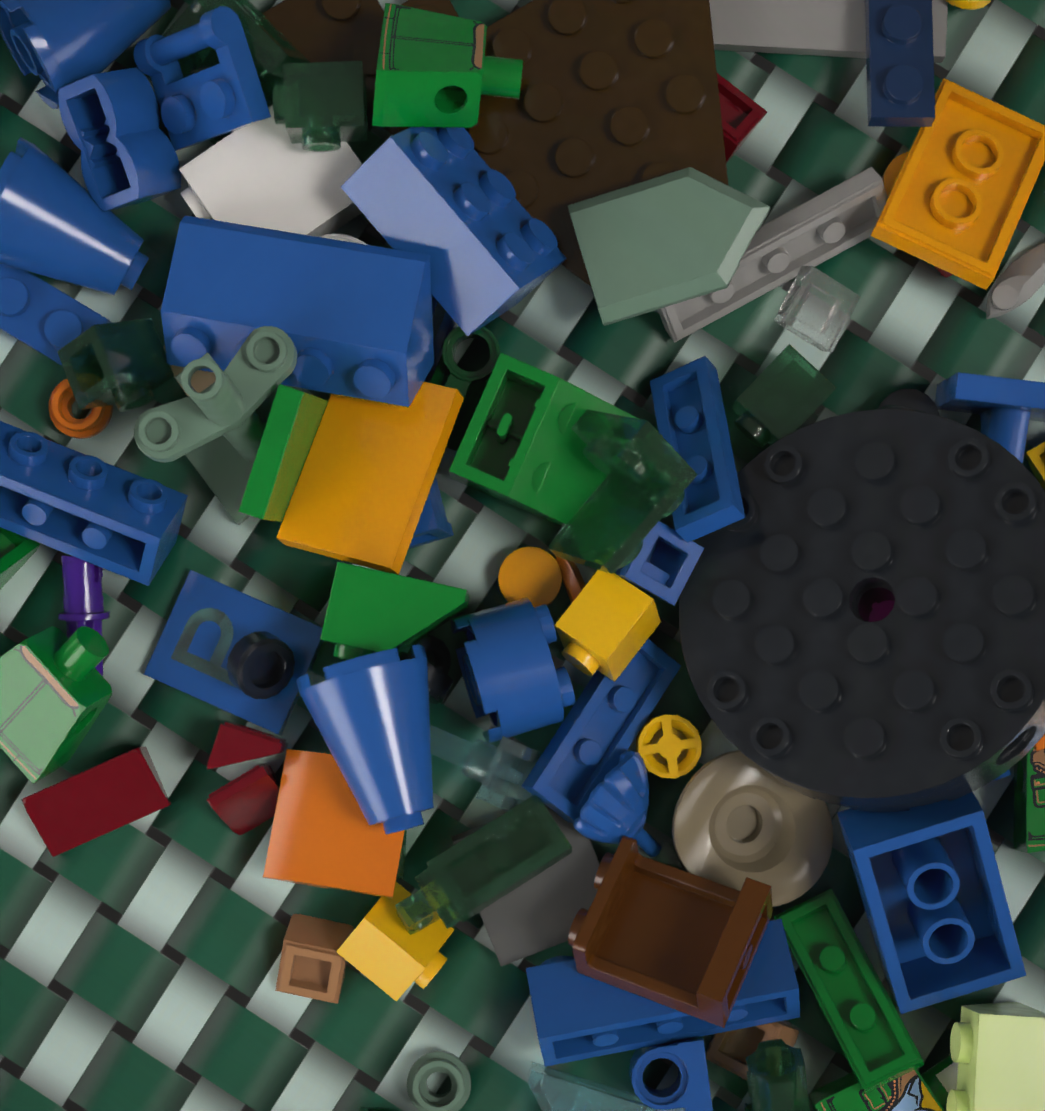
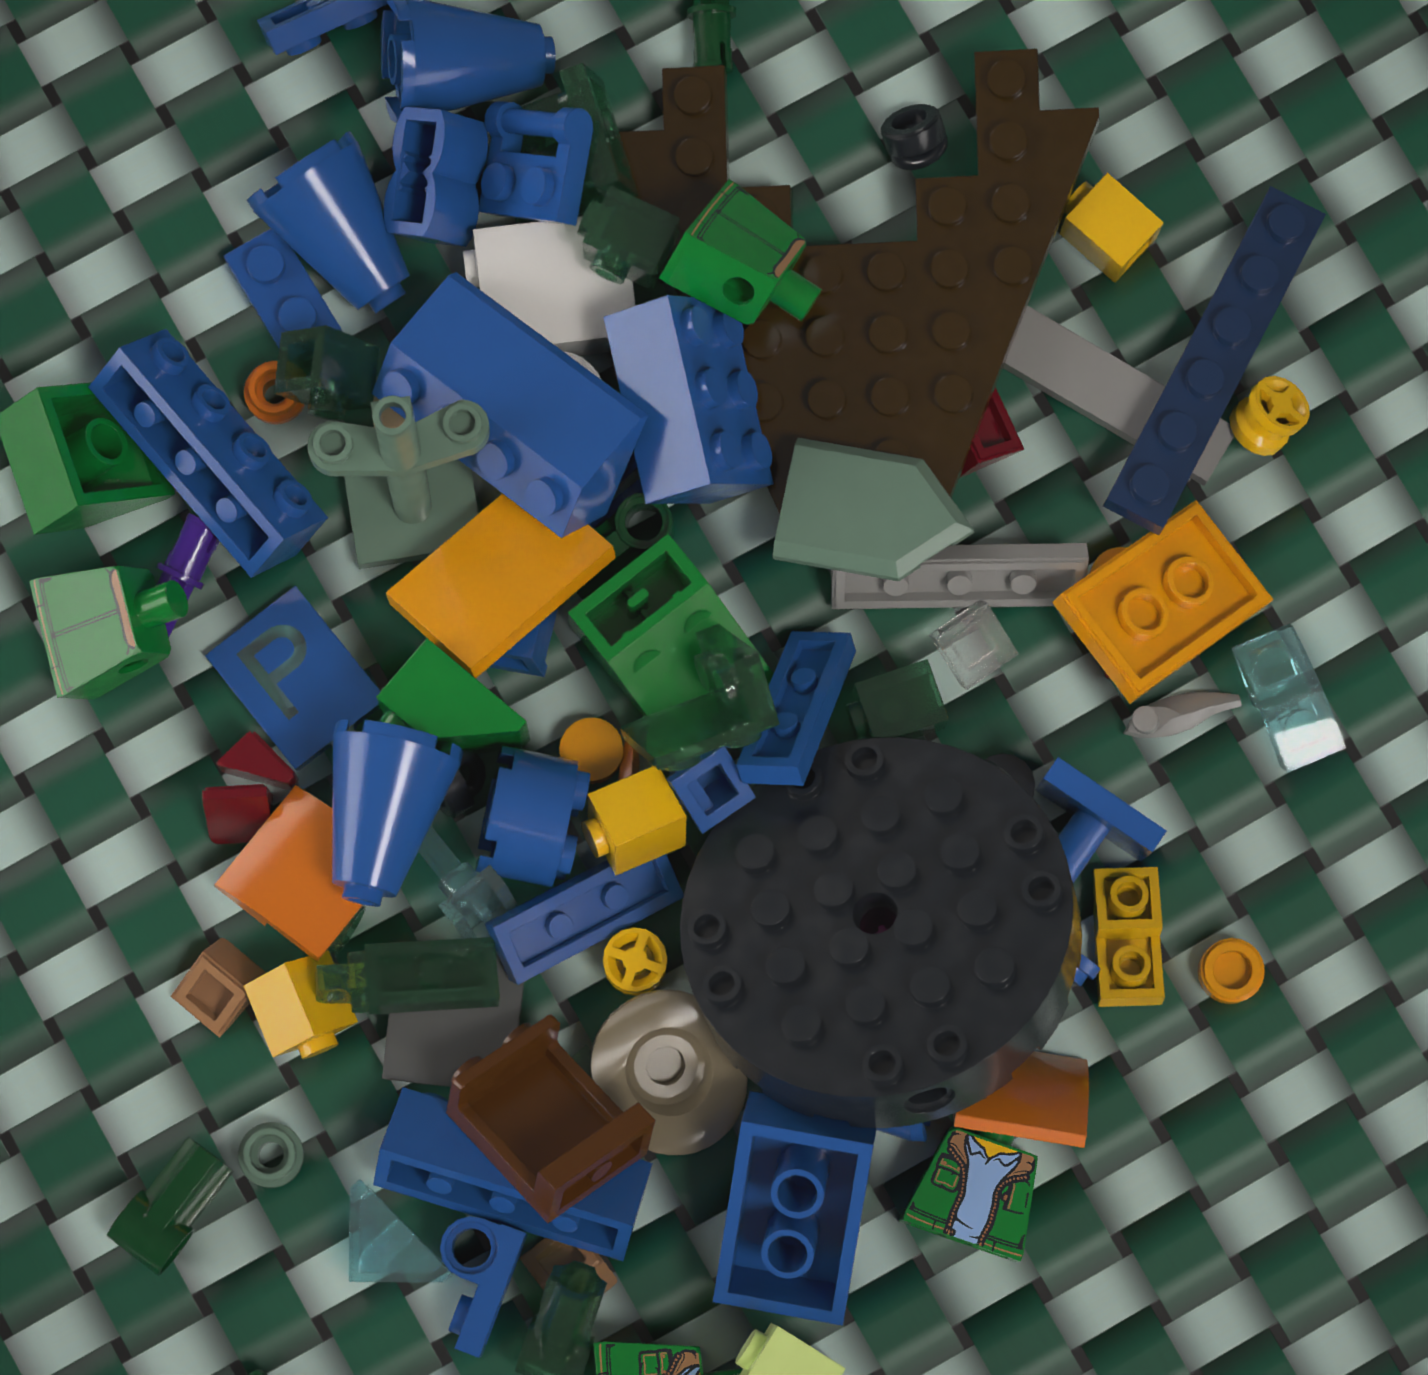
camera: 20 degrees right, 5 degrees down
(97, 801) = (103, 744): dark red slope -> none
(260, 665) = (312, 698): black tile -> none
(282, 453) = (430, 520): green tile -> none
(619, 806) = (562, 987): blue piece -> none
(849, 992) = (678, 1261): green tile -> none

